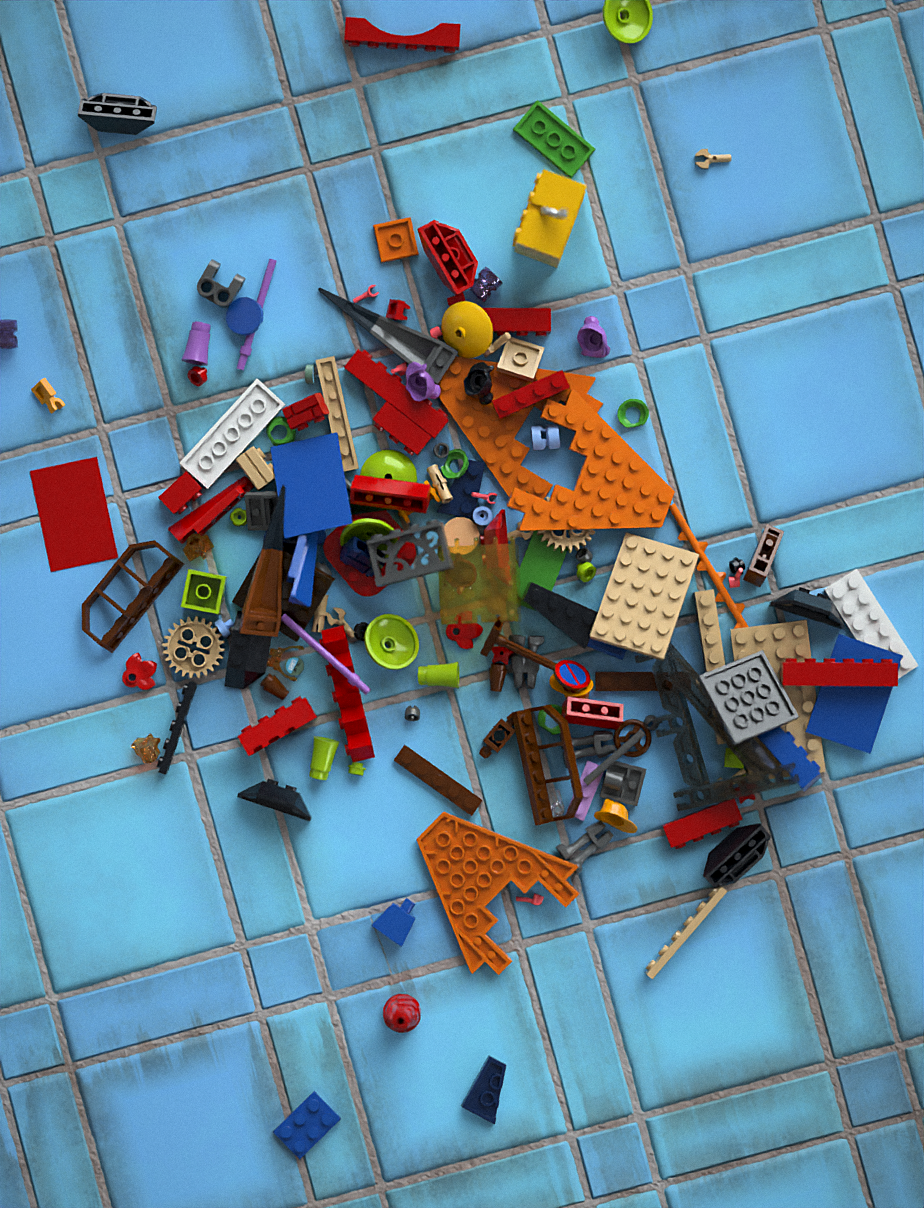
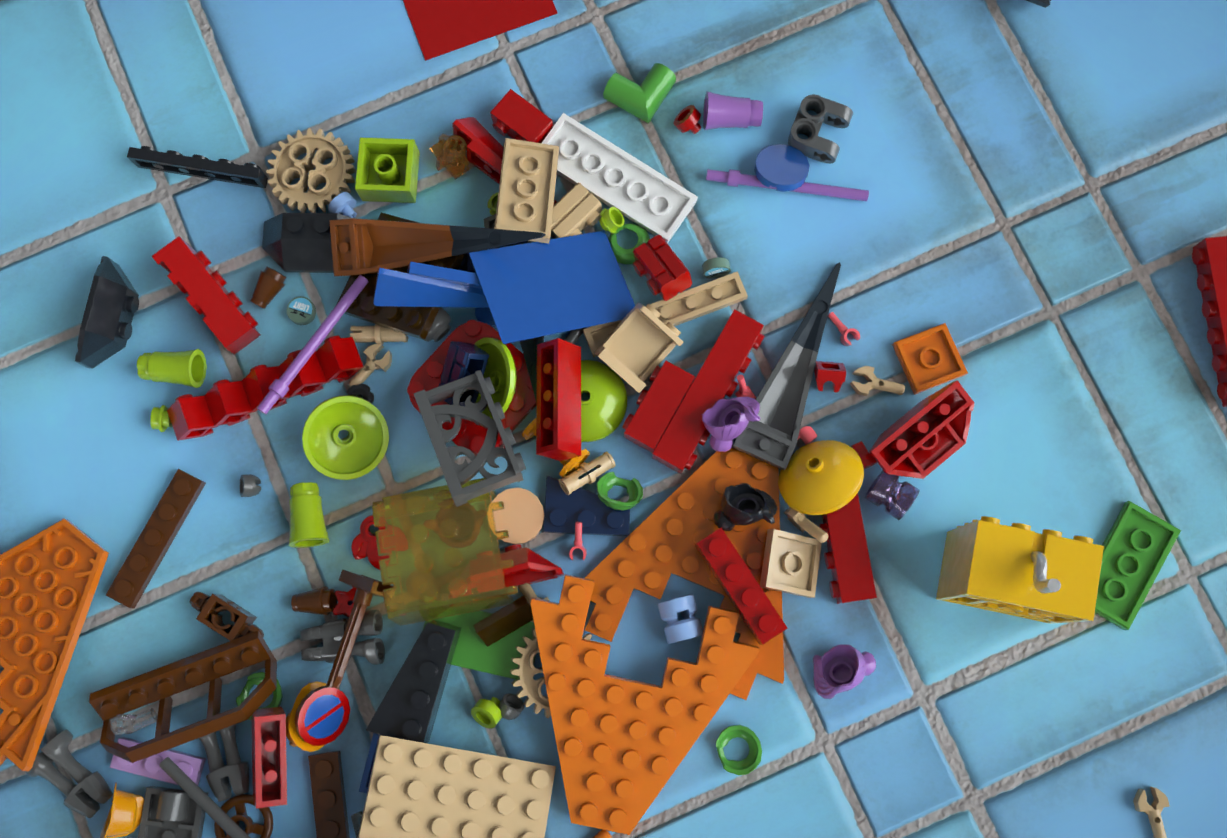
camera: 90 degrees right, 10 degrees down
(140, 604) = (362, 93): reddish brown plate -> none
(141, 671) = (271, 110): red plate -> none
(147, 748) = (165, 131): clear orange piece -> none
(175, 405) = (641, 99): none -> bright green brick
(238, 495) = (527, 187): none -> tan tile
(264, 440) = (611, 219): none -> lime plate
(275, 659) = (303, 285): clear orange helmet -> none
(358, 436) = (638, 345): none -> tan panel
(407, 279) = (874, 383): none -> tan bar
(444, 452) = (636, 474): dark grey hinge -> none
(487, 515) = (541, 542): light blue tile -> none
(529, 550) = (504, 621): none -> dark brown tile

